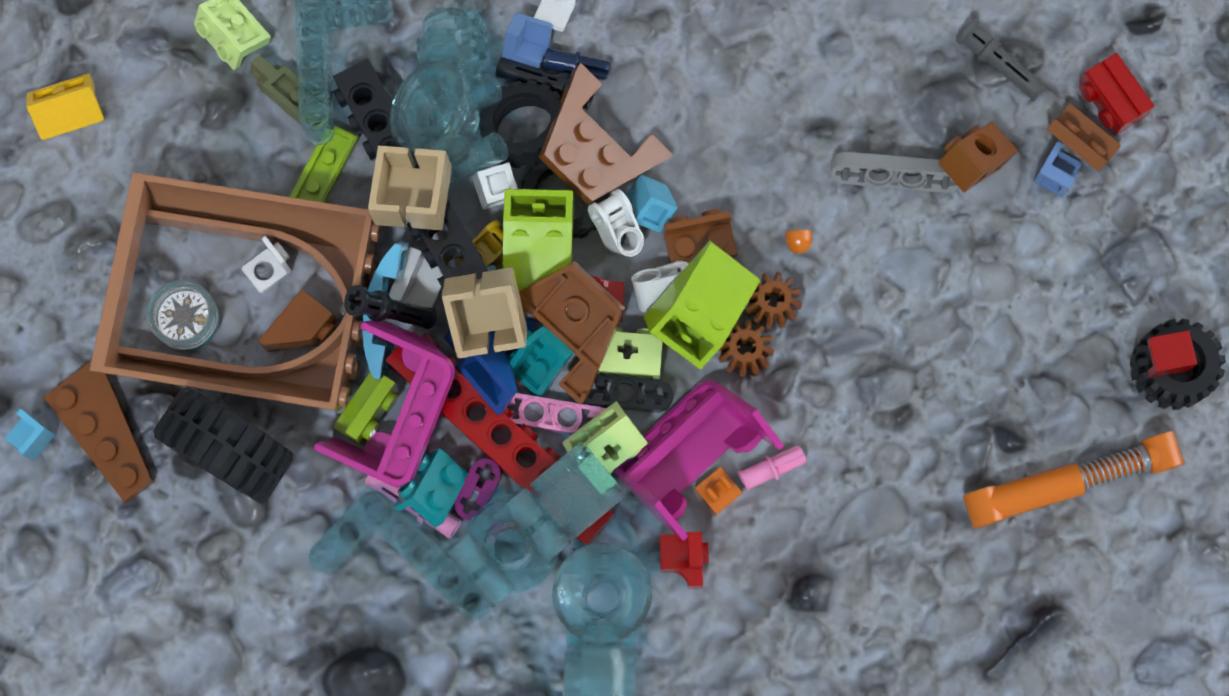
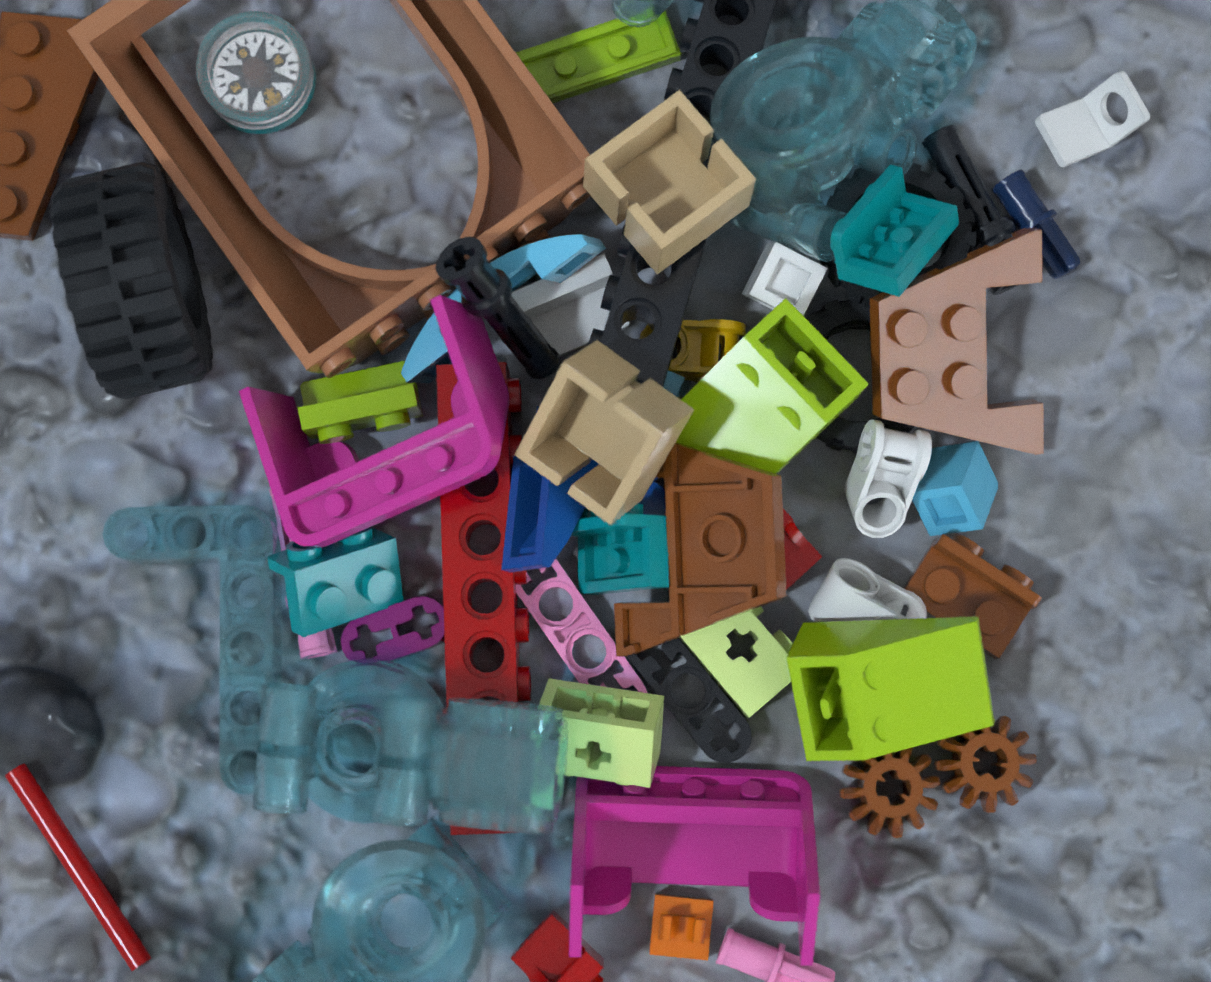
camera: 45 degrees right, 5 degrees up
(276, 257) = (438, 109): white bracket -> none
(299, 325) = (381, 219): dark orange slope -> none
(521, 123) = (890, 234): none -> teal bracket
(527, 40) = (1005, 135): medium blue panel -> none
(799, 240) = (1092, 718): orange hinge -> none

